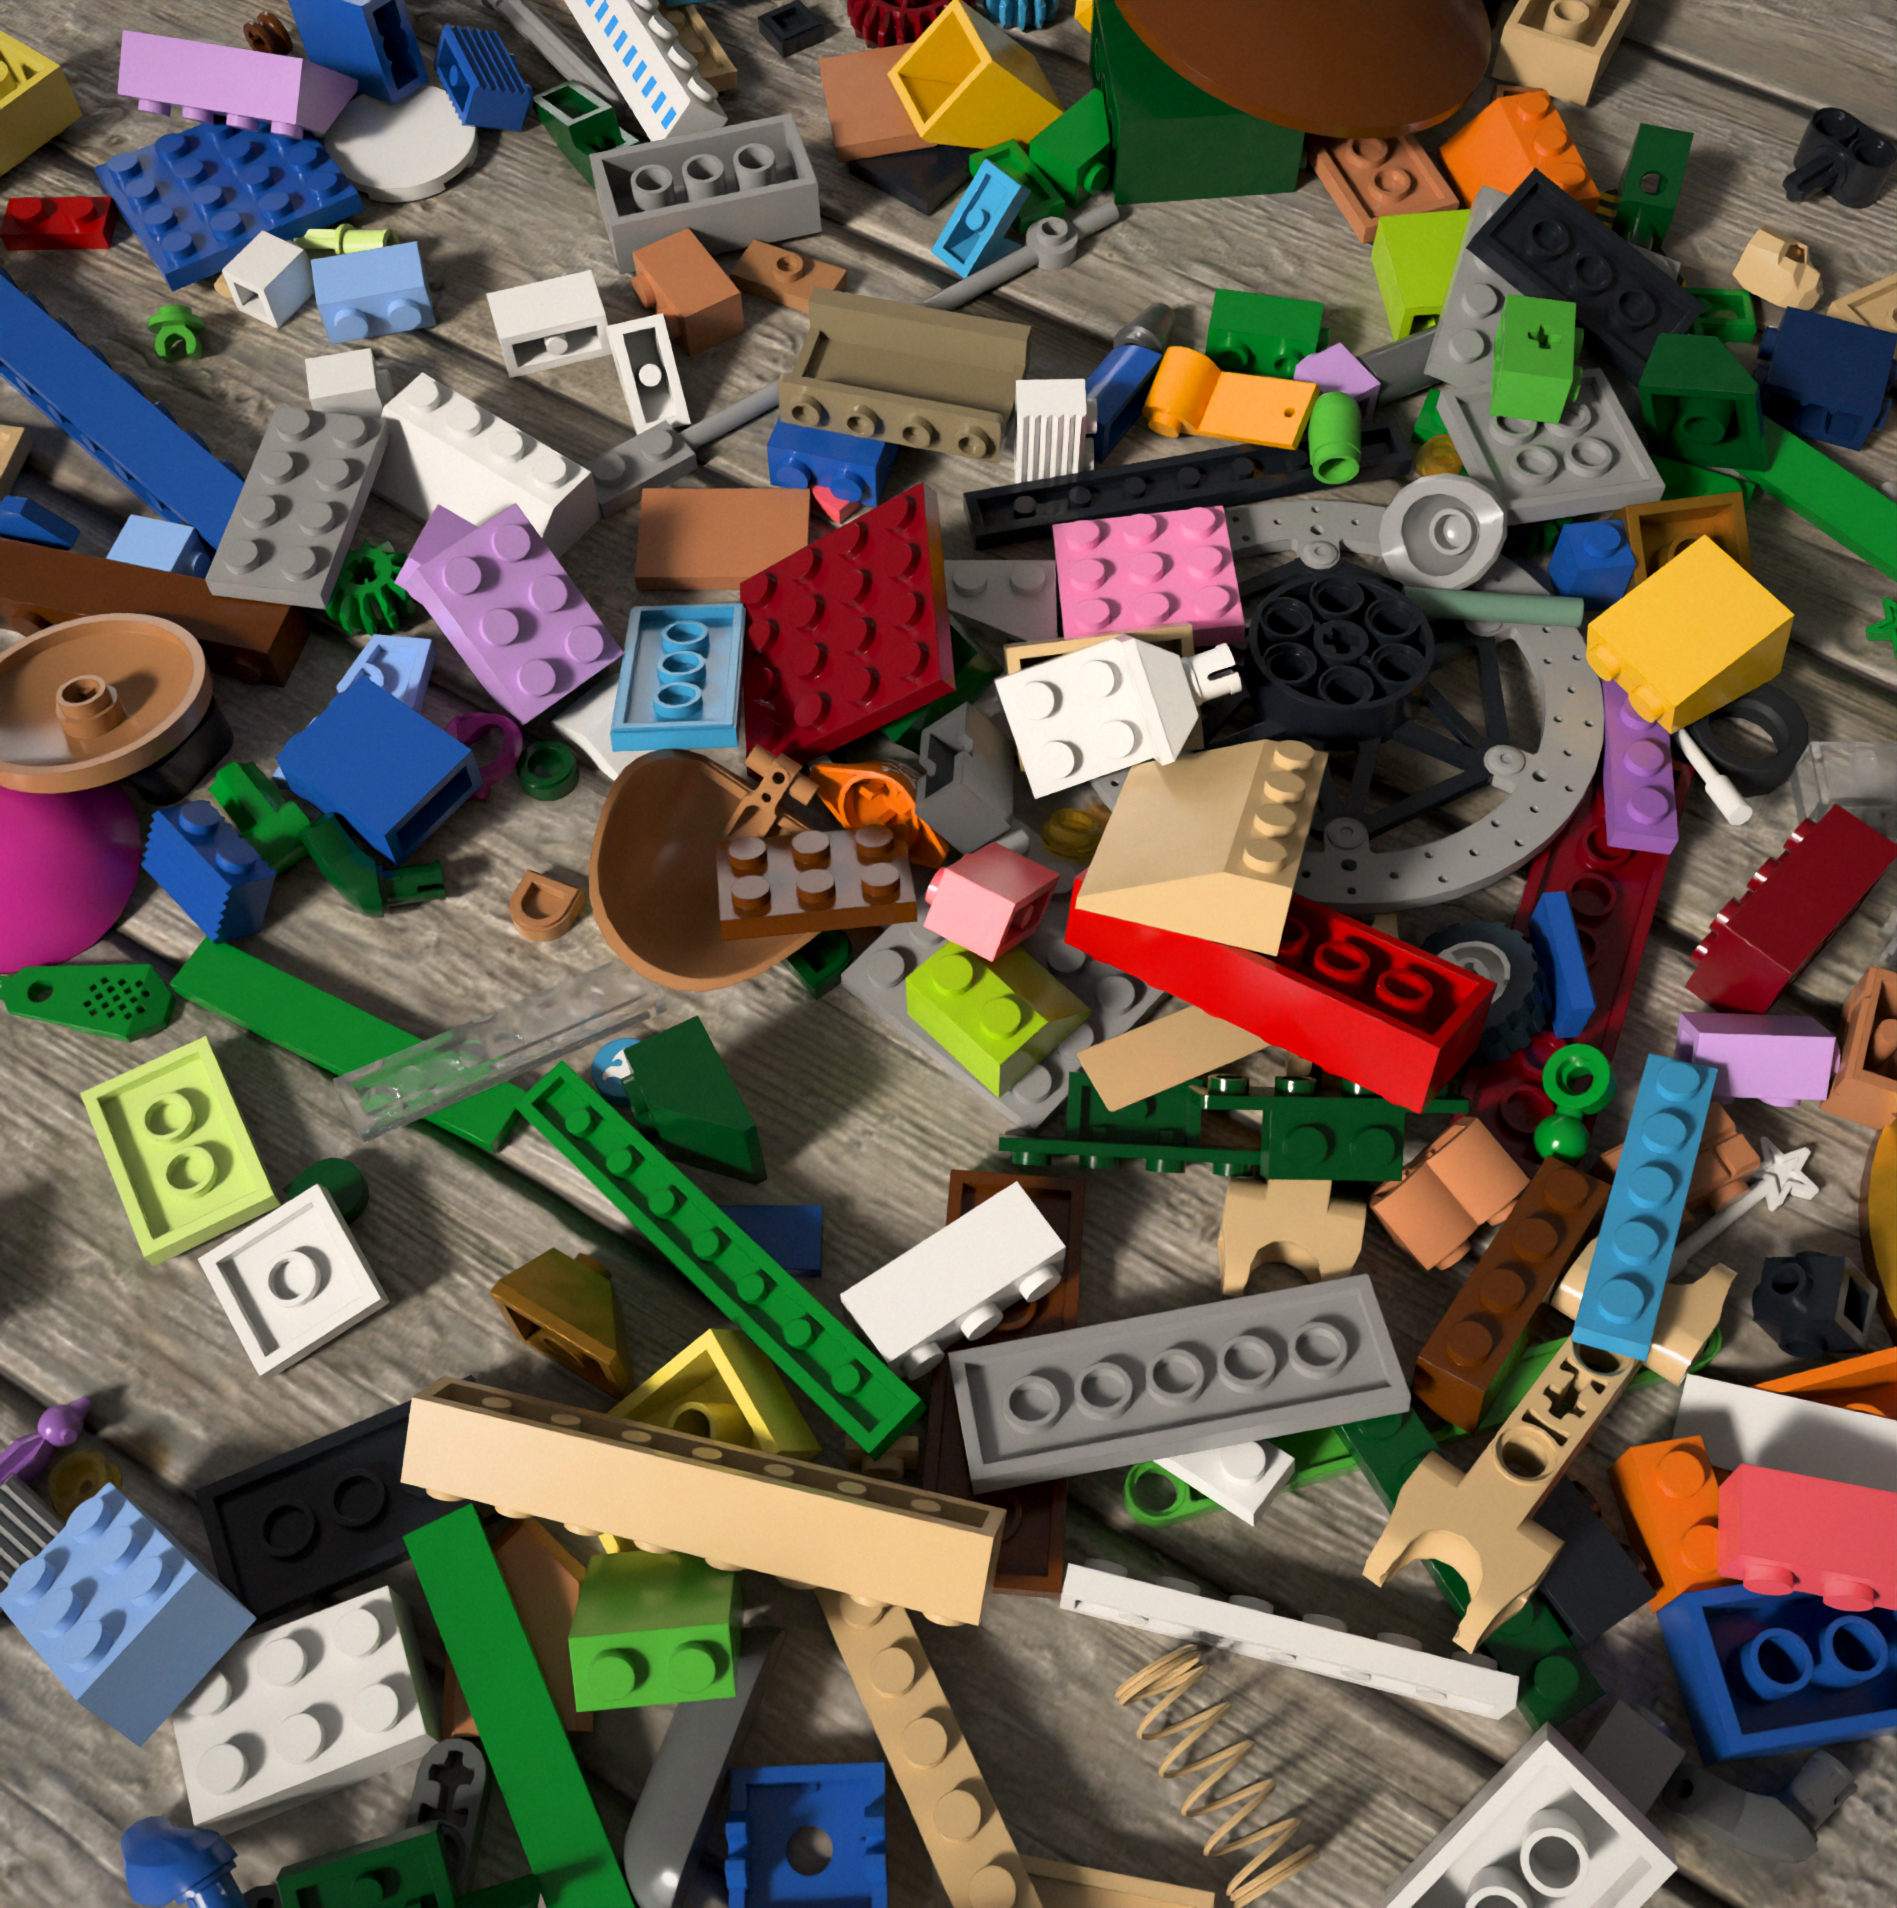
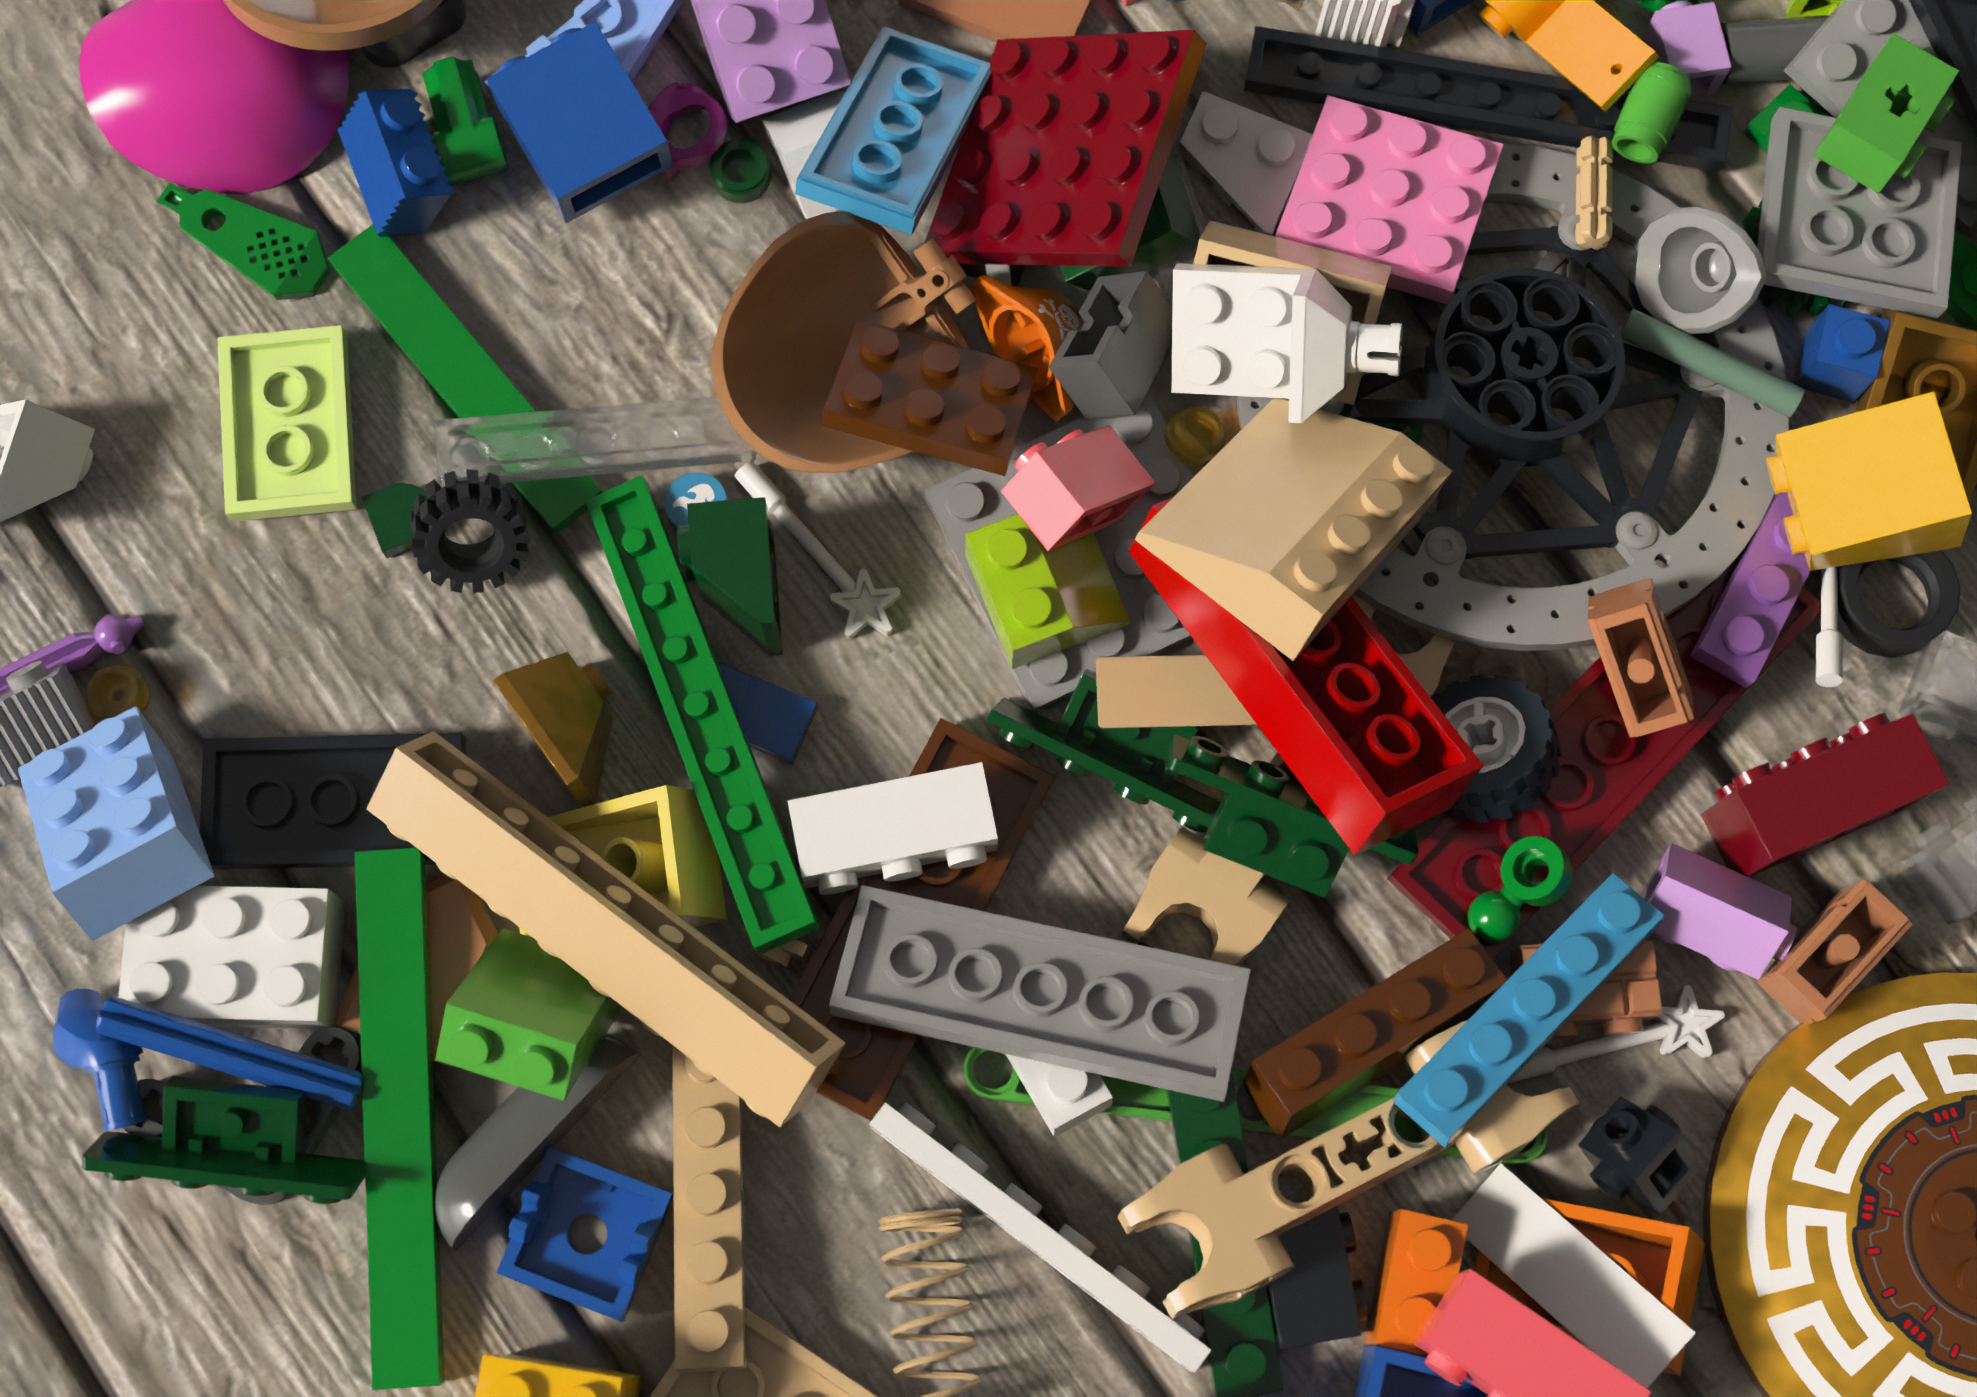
camera: 20 degrees right, 15 degrees up
(293, 1281) = (342, 587): white plate -> none
(334, 1811) = (228, 1052): none -> blue axle
(360, 878) = (526, 216): dark green arm -> none
(428, 1203) = (469, 561): none -> black tyre
(544, 907) = (684, 311): medium nougat tile -> none
(821, 962) = (913, 474): dark green tile -> none
(822, 1098) = (859, 599): none -> white piece
(1318, 518) = (1594, 193): none -> tan axle
(1438, 457) = (1744, 185): clear yellow plate -> none
(1448, 1194) = (1365, 923): nougat brick -> none
(1563, 960) = (1579, 756): blue tile -> none
(1575, 852) = (1640, 658): none -> nougat brick

